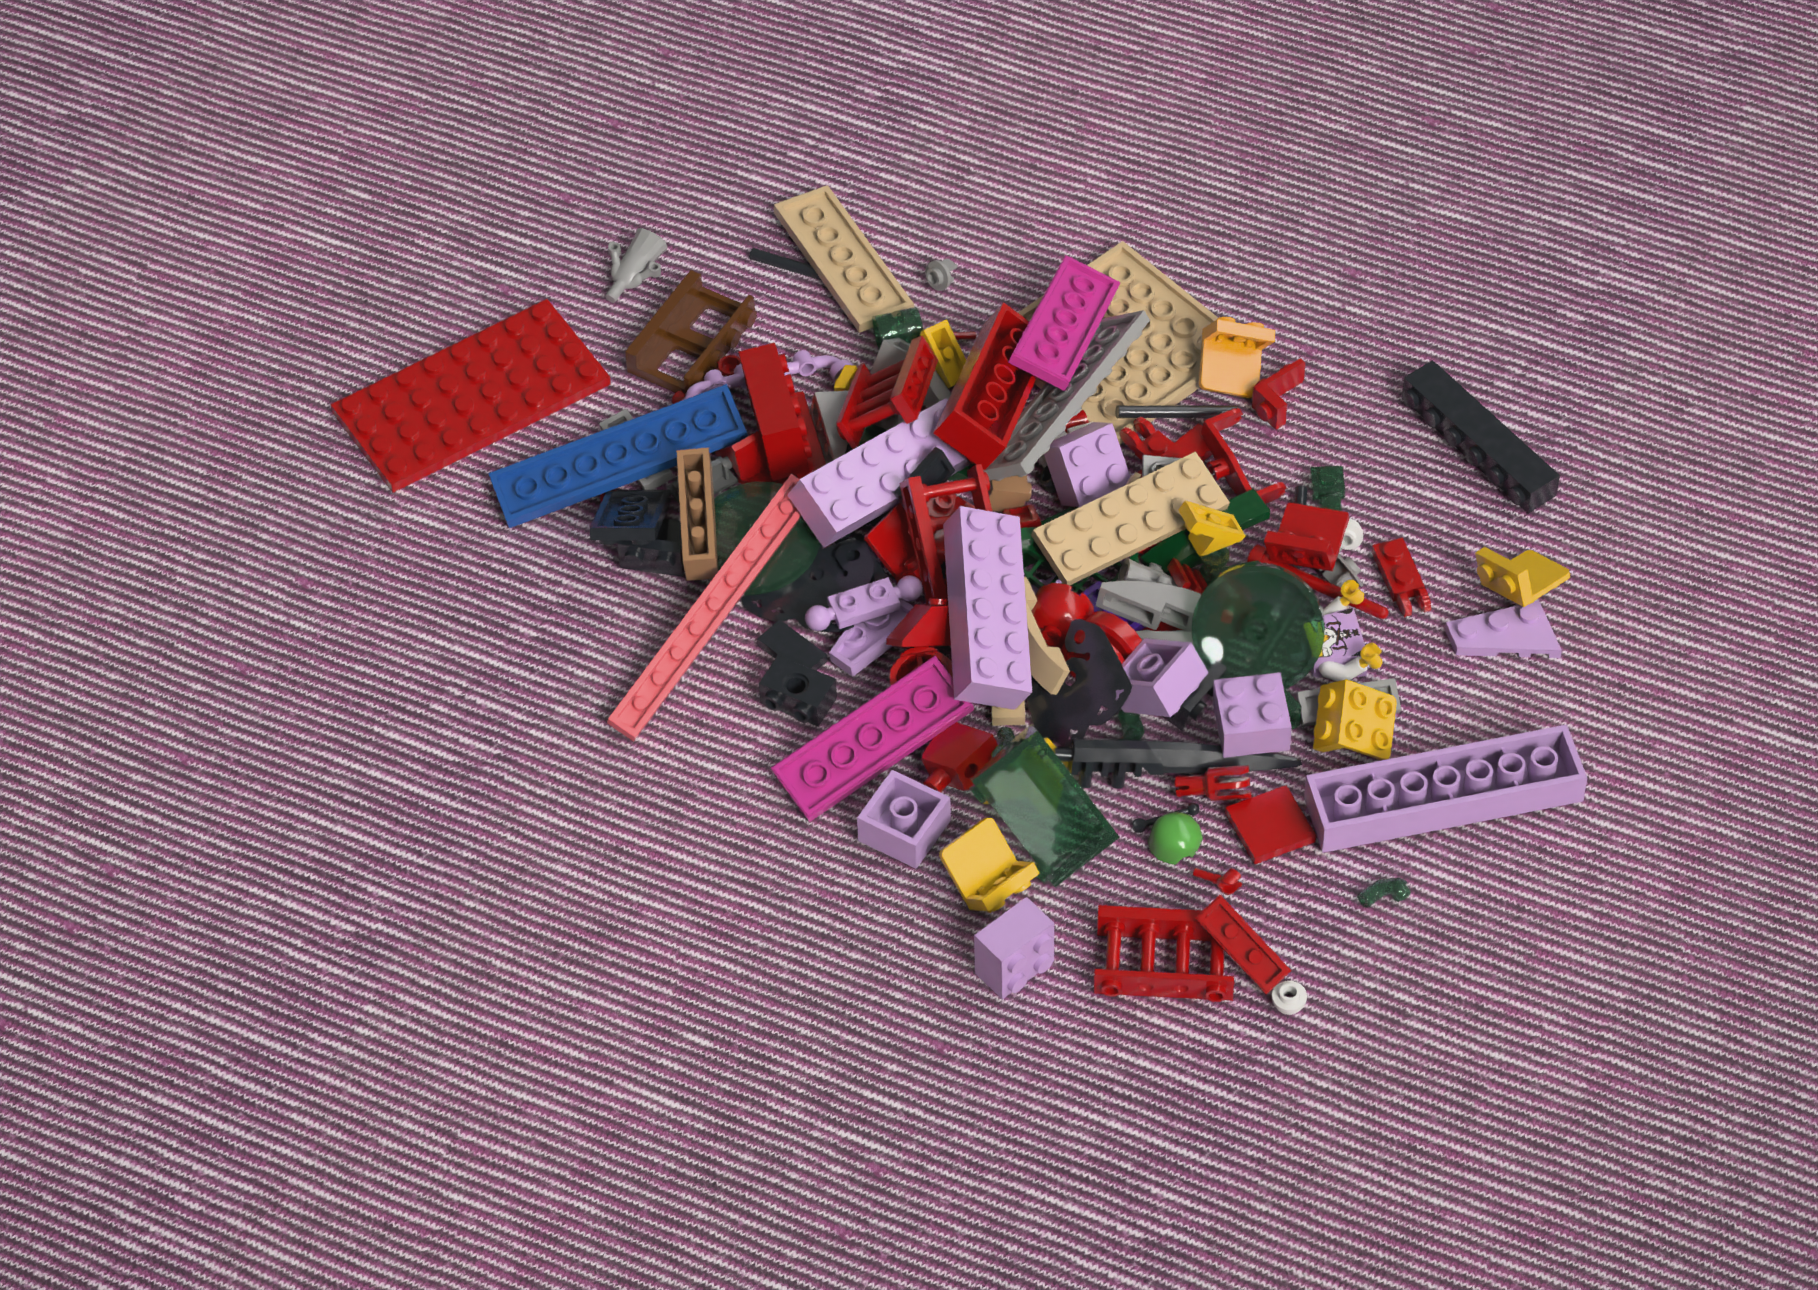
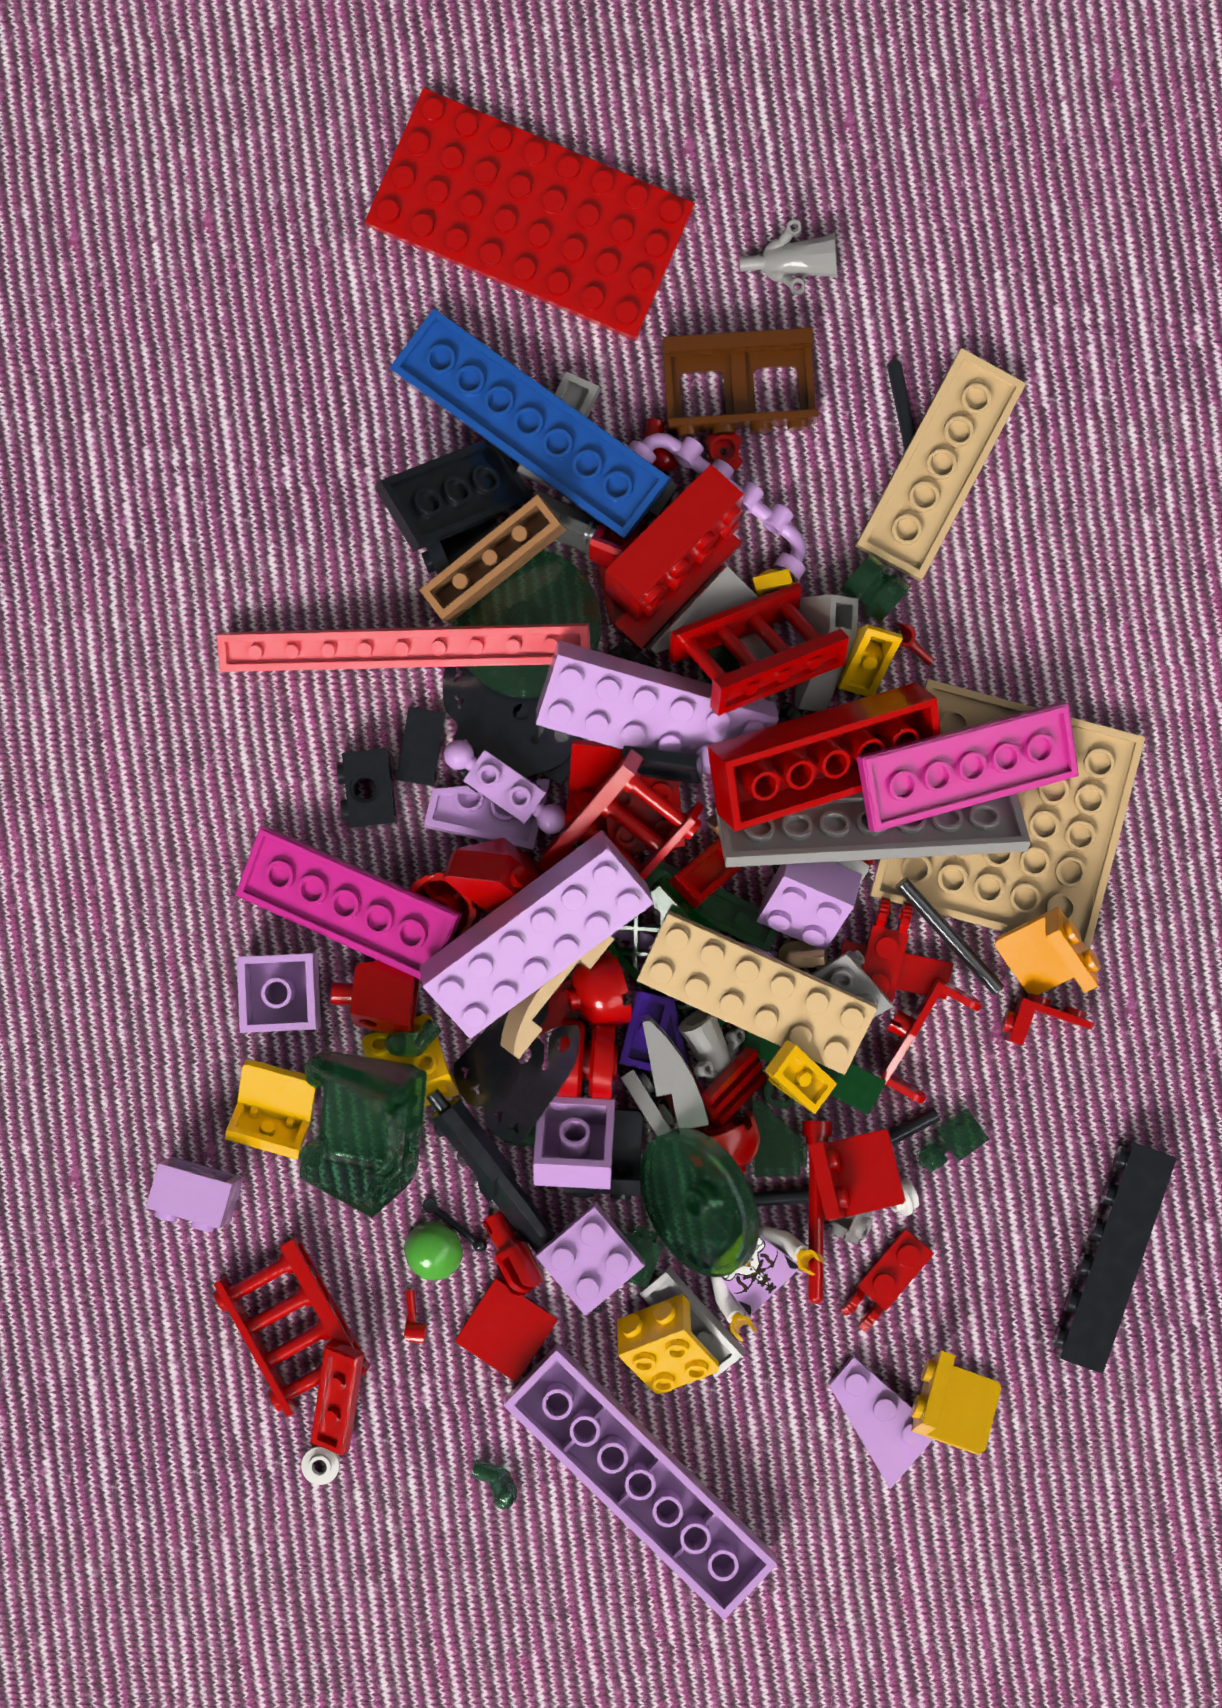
camera: 60 degrees right, 35 degrees up
(939, 274) = (980, 578): light grey plate -> none

